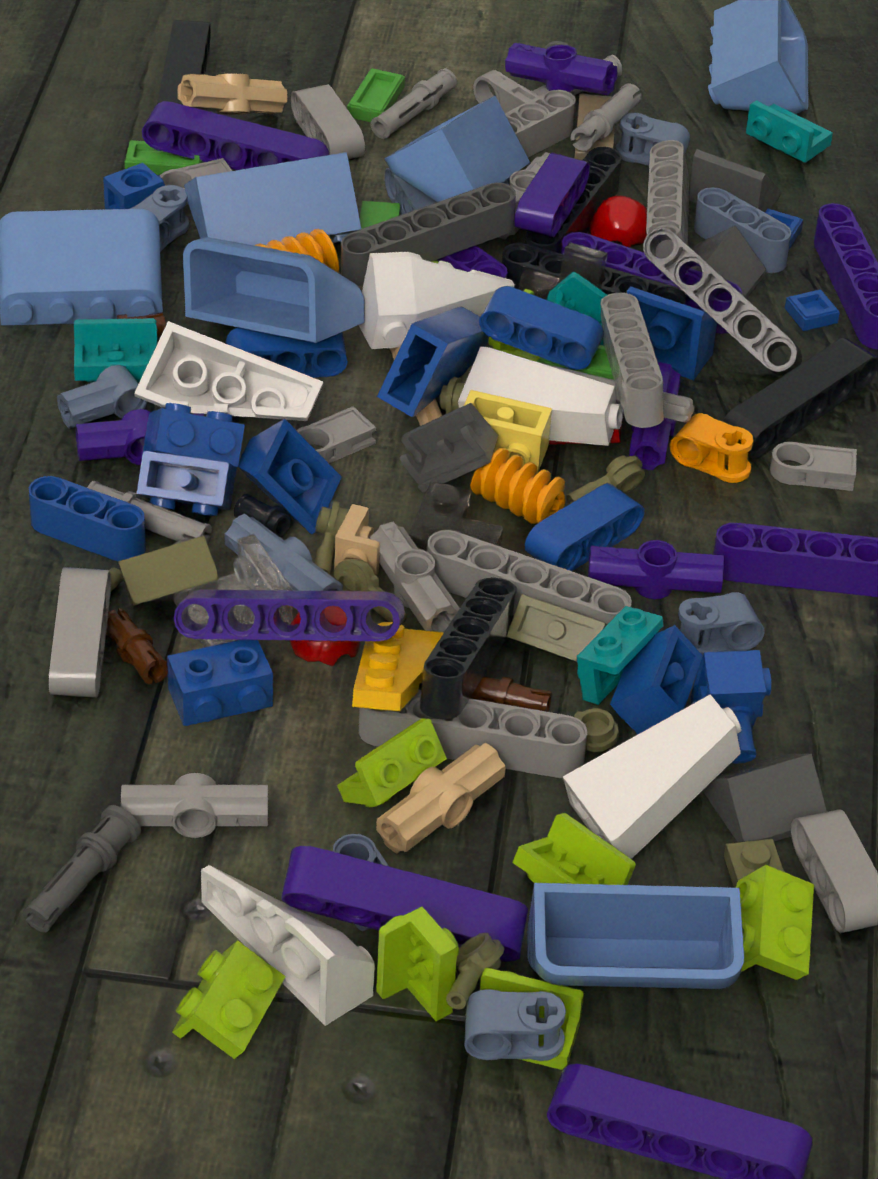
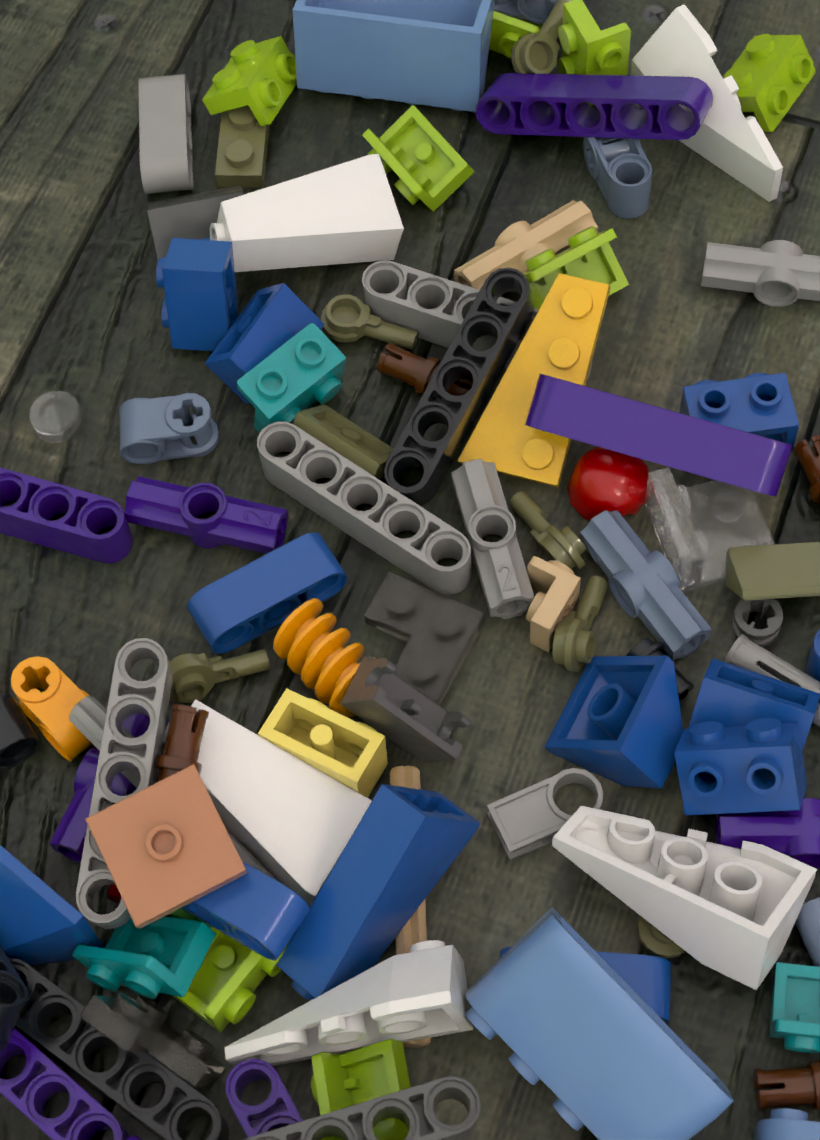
camera: 160 degrees left, 20 degrees up
(584, 312) = (166, 846): none -> nougat plate
(598, 367) = (182, 741): none -> reddish brown pin
(821, 639) = (56, 416): none -> clear tile

